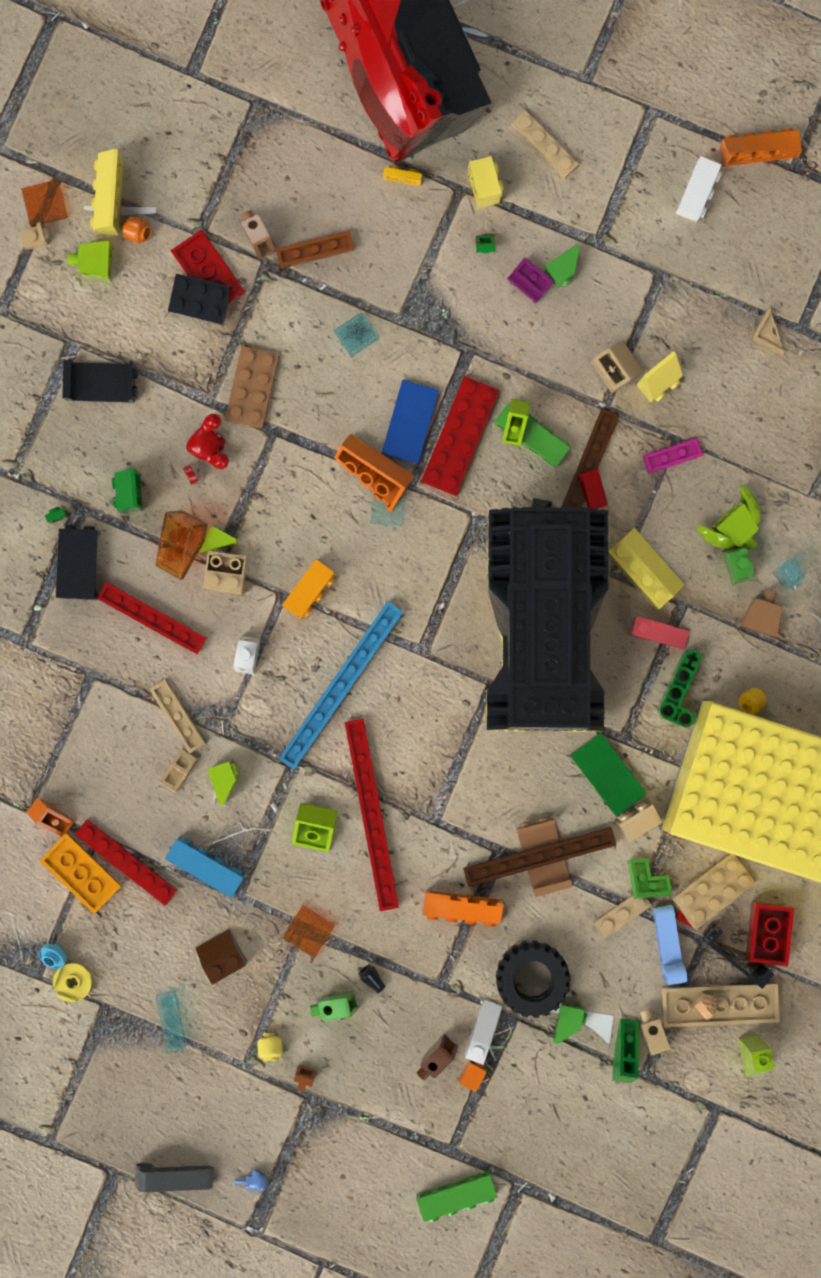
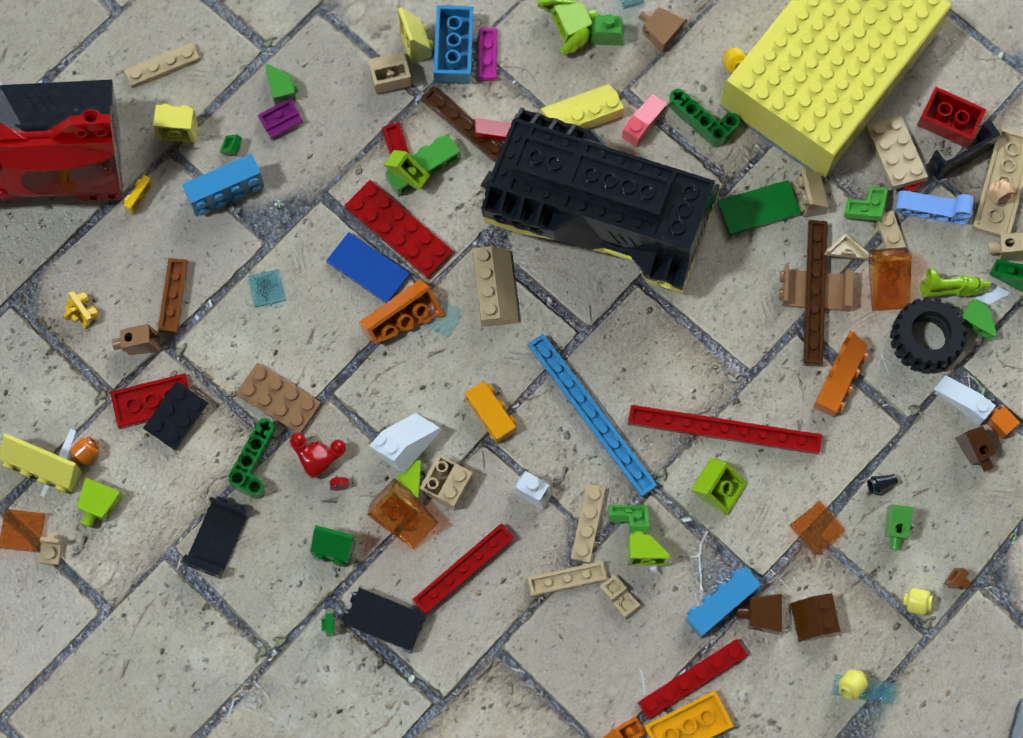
camera: 75 degrees left, 15 degrees down
(167, 1011) = (852, 684): none -> light yellow head
(187, 387) = (256, 456): none -> green beam
(207, 907) = (763, 613): none -> reddish brown torso
(236, 717) = (587, 523): none -> tan plate
(250, 521) = (405, 441): none -> white slope
(257, 758) = (633, 514): none -> bright green plate
(275, 161) = (76, 310): none -> yellow hips
(434, 549) = (495, 286): none -> tan slope
(438, 253) = (223, 185): none -> dark azure brick
(548, 400) = (394, 138): none -> red tile
(578, 924) = (890, 278): none -> clear orange slope
(596, 873) = (847, 248): none -> tan tile
(597, 999) = (964, 285): none -> lime piece
(668, 418) = (453, 44): none -> dark azure brick

